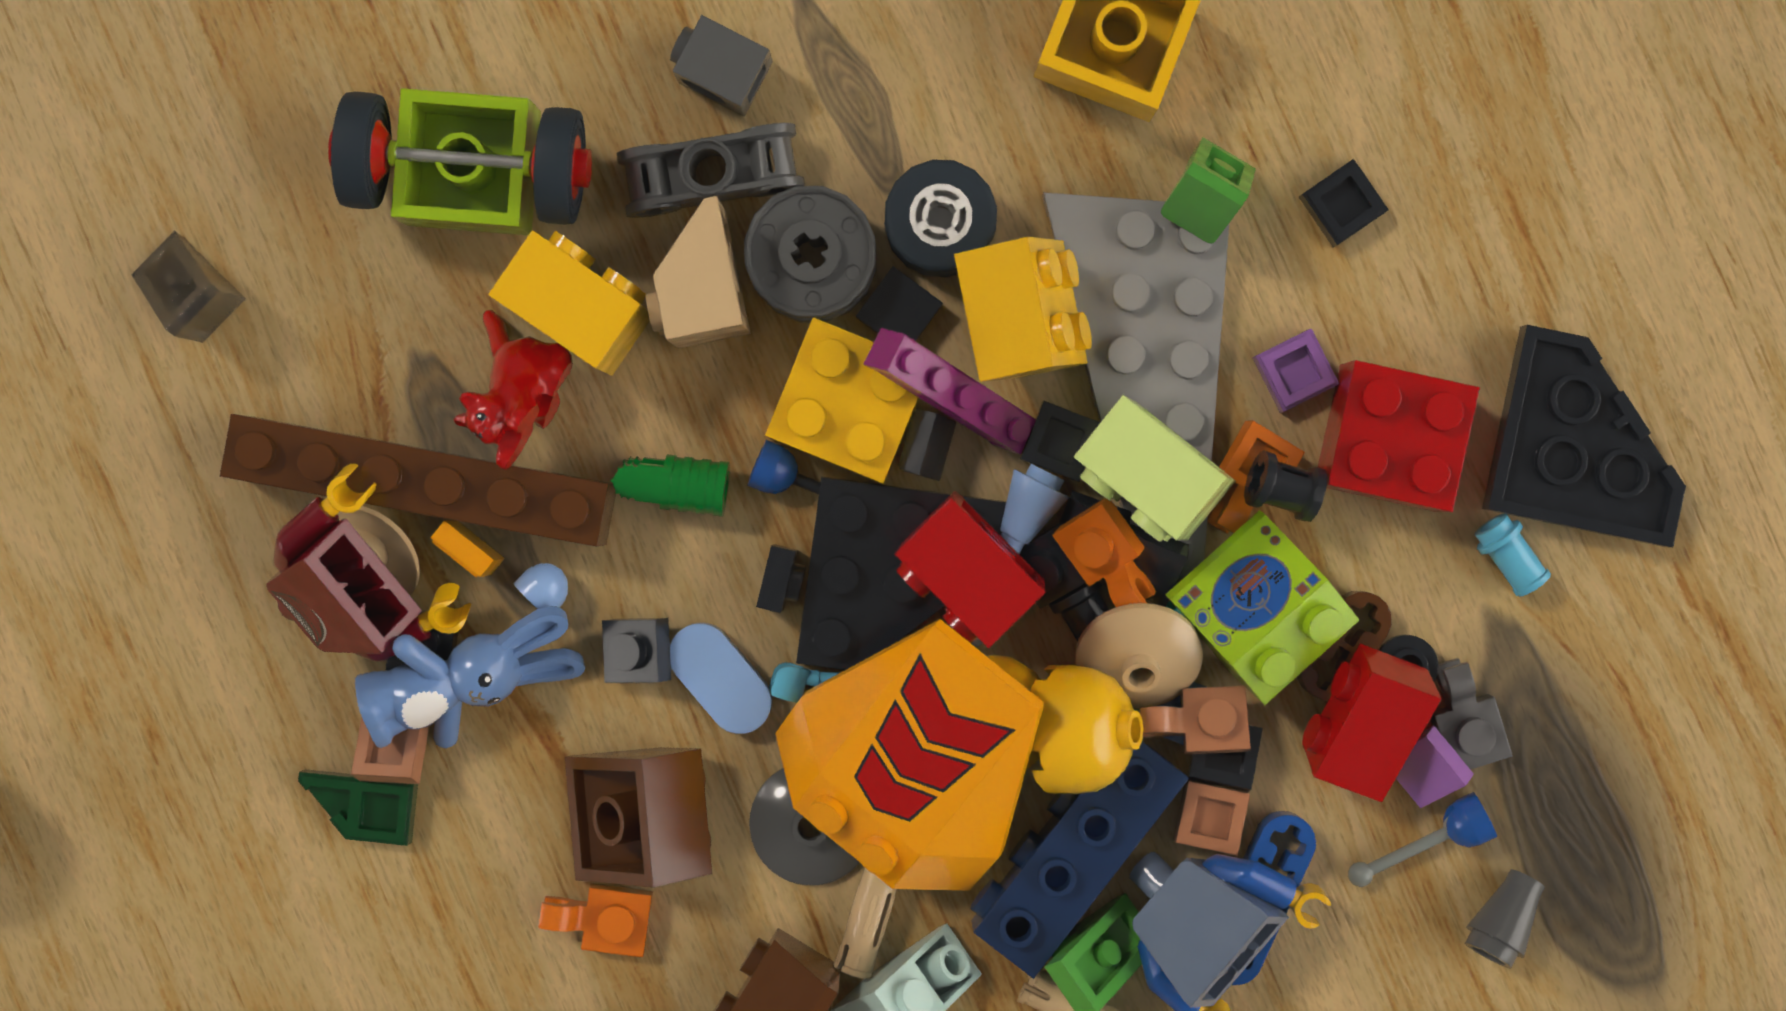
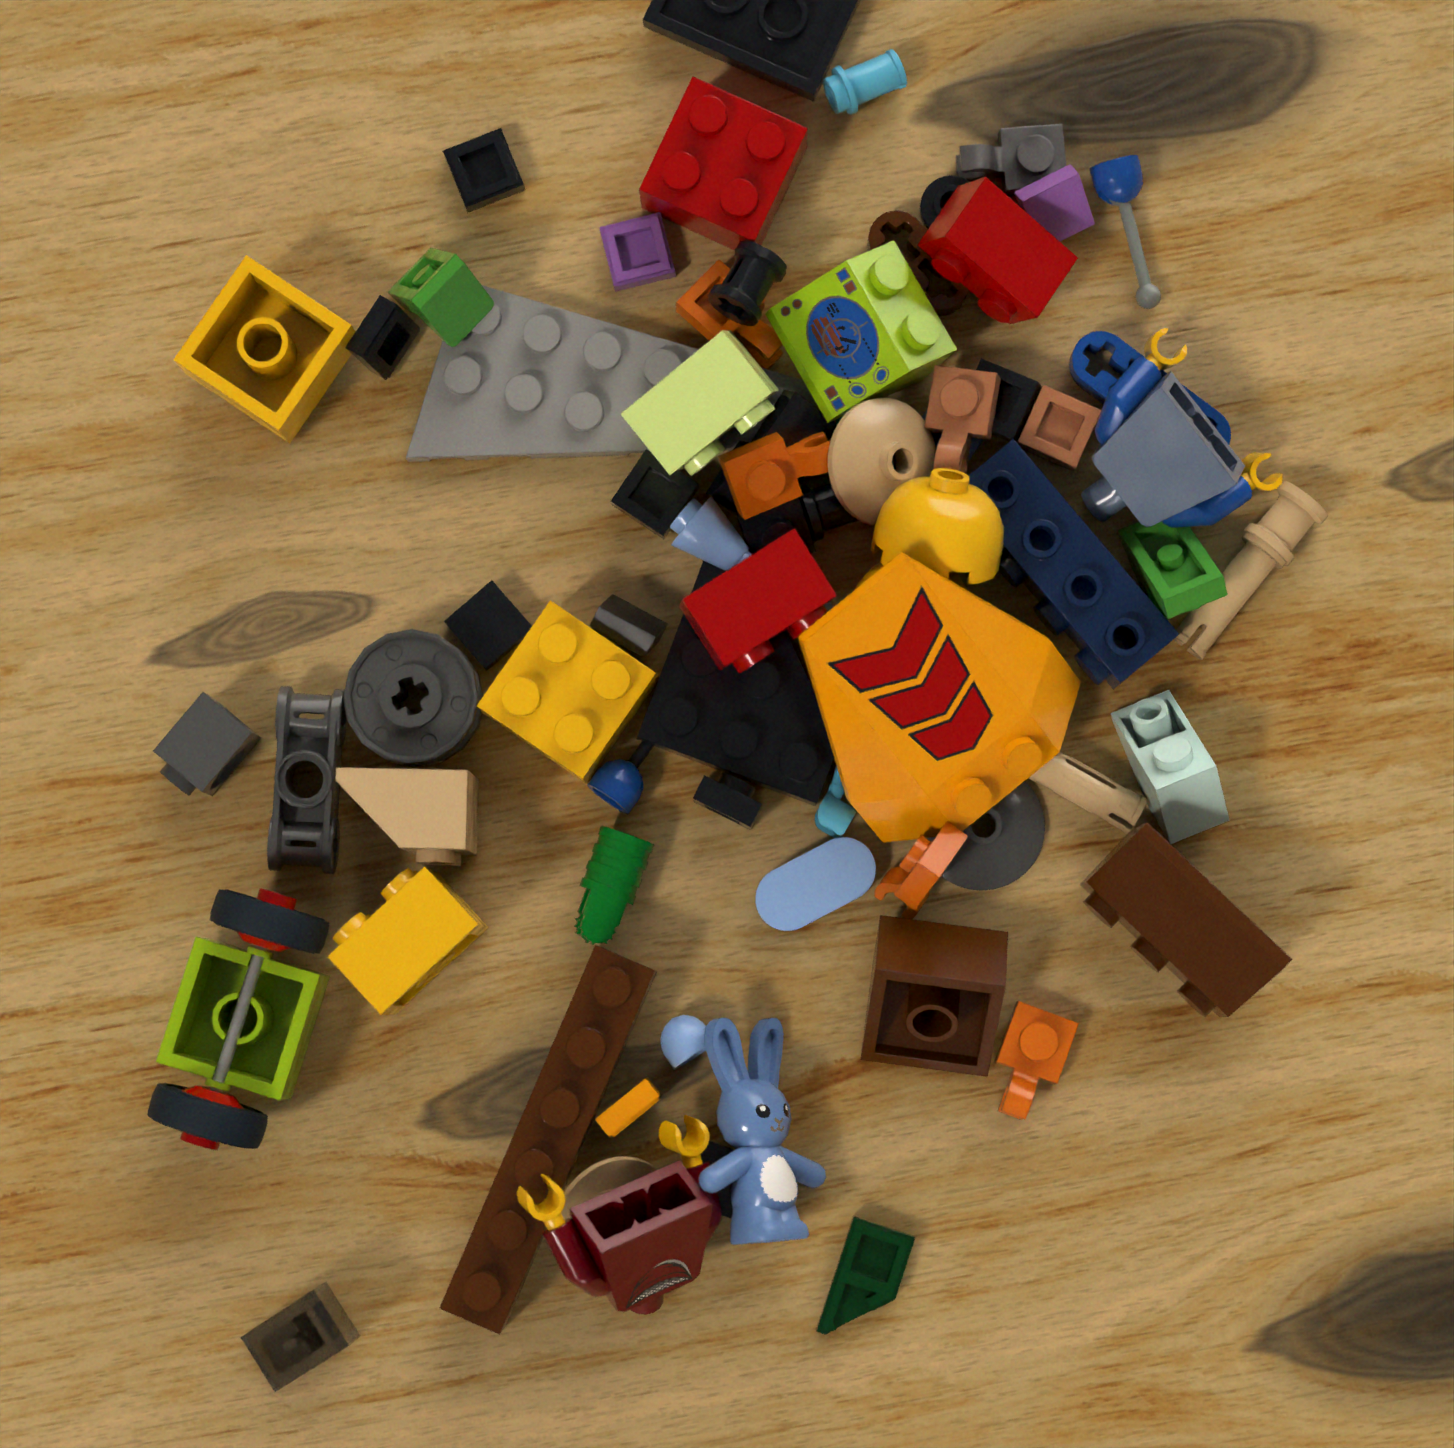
camera: 70 degrees left, 5 degrees down
(395, 763) = (828, 1233): nougat plate -> none
(521, 391) = (479, 1014): red animal -> none
(636, 650) = (768, 961): black plate -> none
(753, 780) = (921, 869): none -> orange plate
(930, 240) = (418, 584): black wheel -> none
(950, 390) = (580, 586): magenta piece -> none
(1023, 308) = (515, 497): yellow brick -> none
(1155, 143) = (383, 337): none -> black tile
(1506, 920) = (1223, 165): dark grey cone -> none

